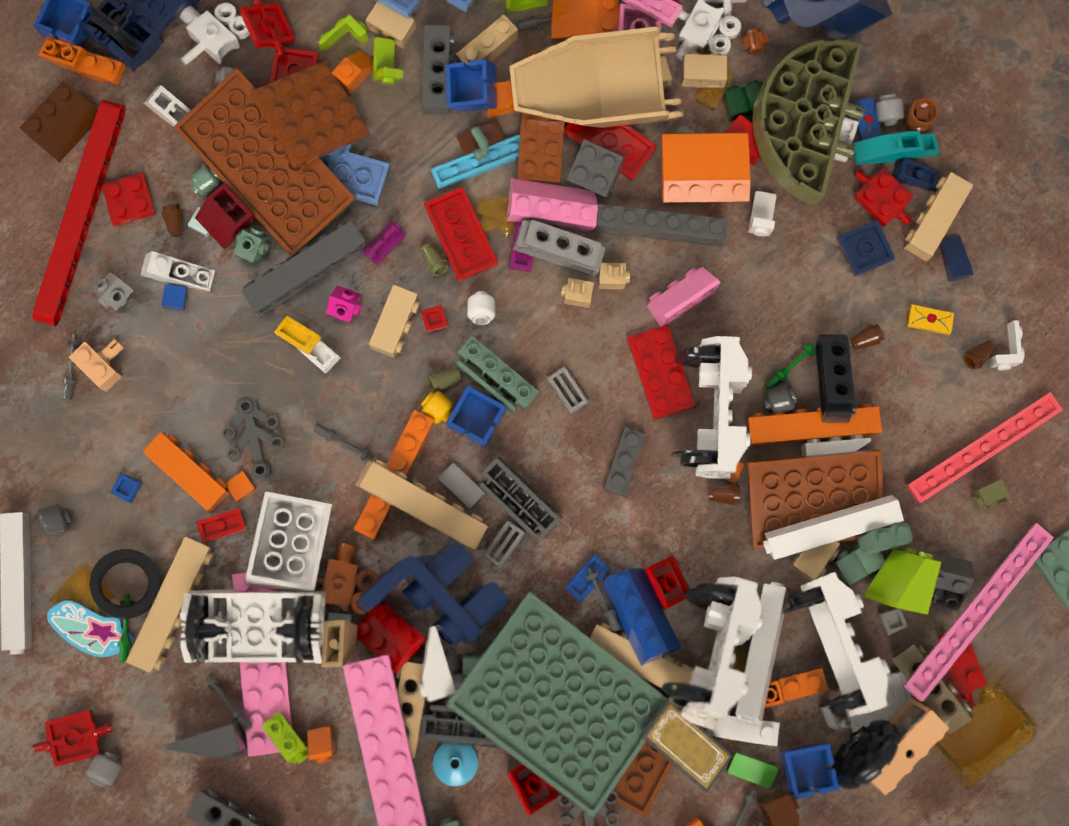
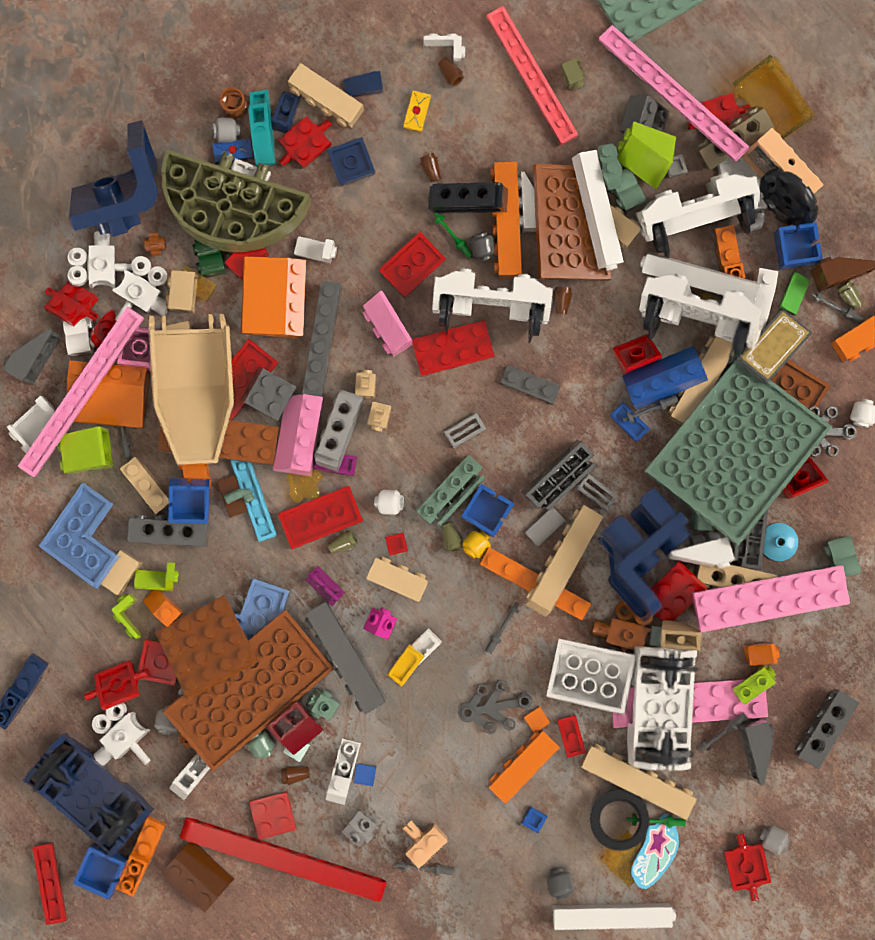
camera: 80 degrees left, 5 degrees up
(753, 321) = (412, 264): none -> red plate

